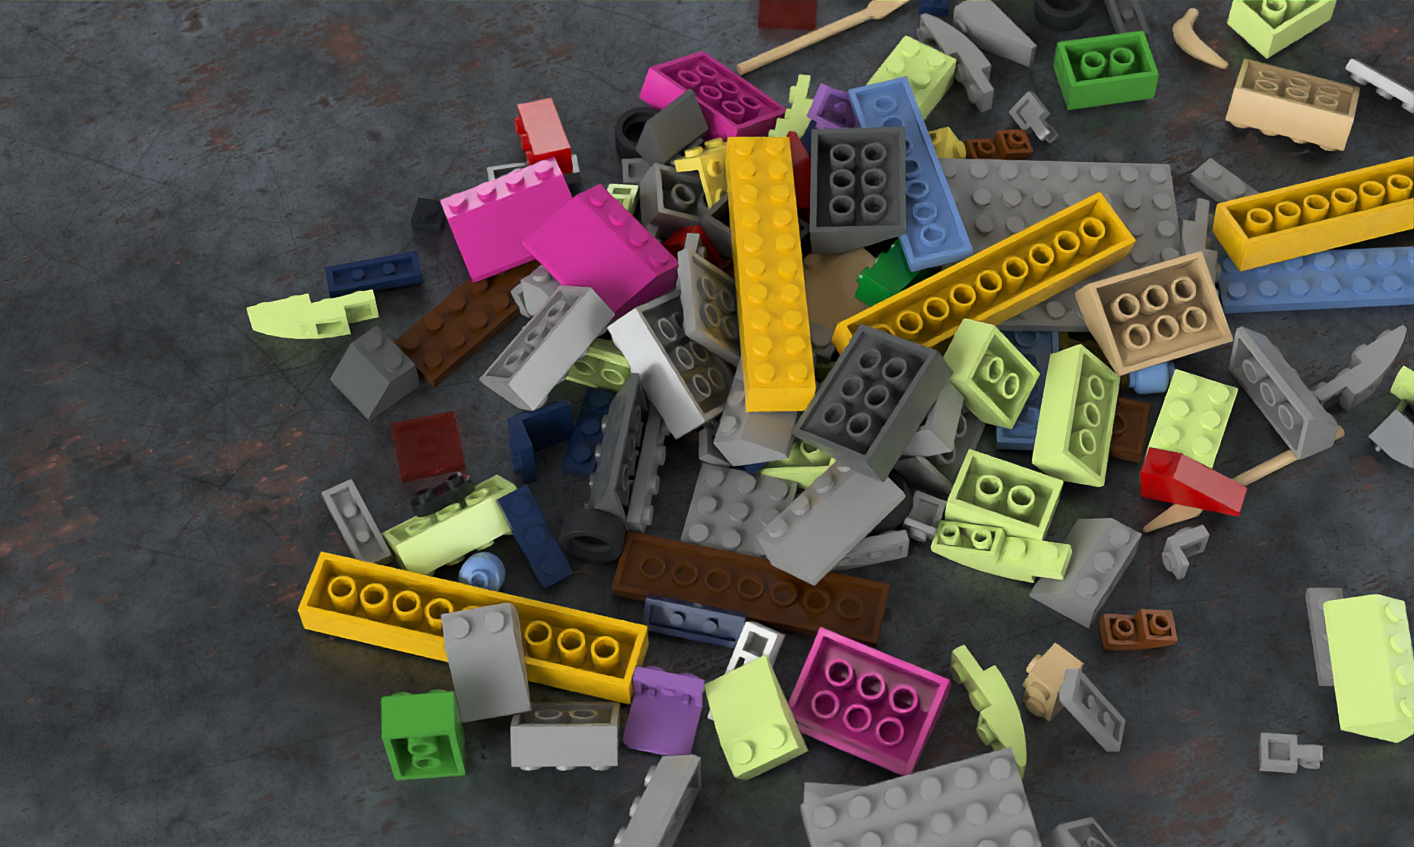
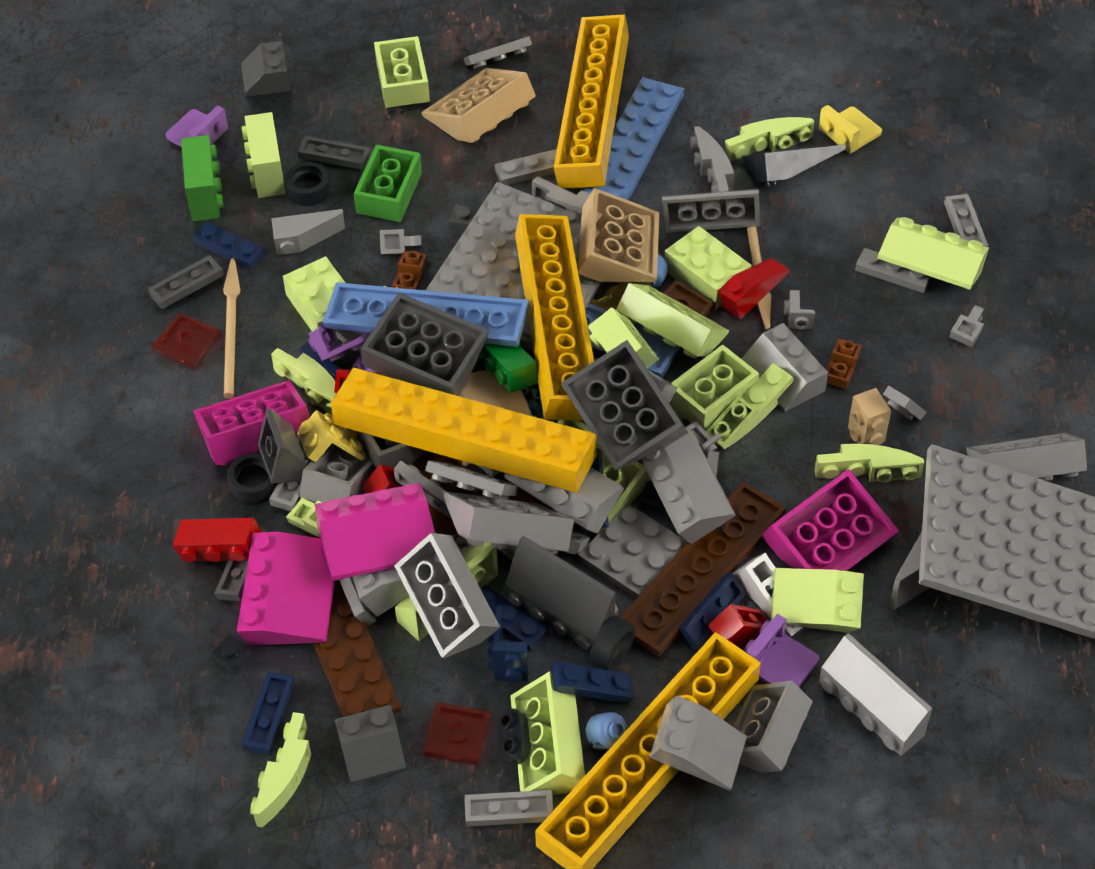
camera: 65 degrees left, 5 degrees down
(423, 735) = (739, 810): bright green brick -> none
(682, 651) = (739, 624): none -> red slope
(971, 64) = (341, 258): light grey slope -> none
(1191, 44) = (389, 132): tan piece -> none

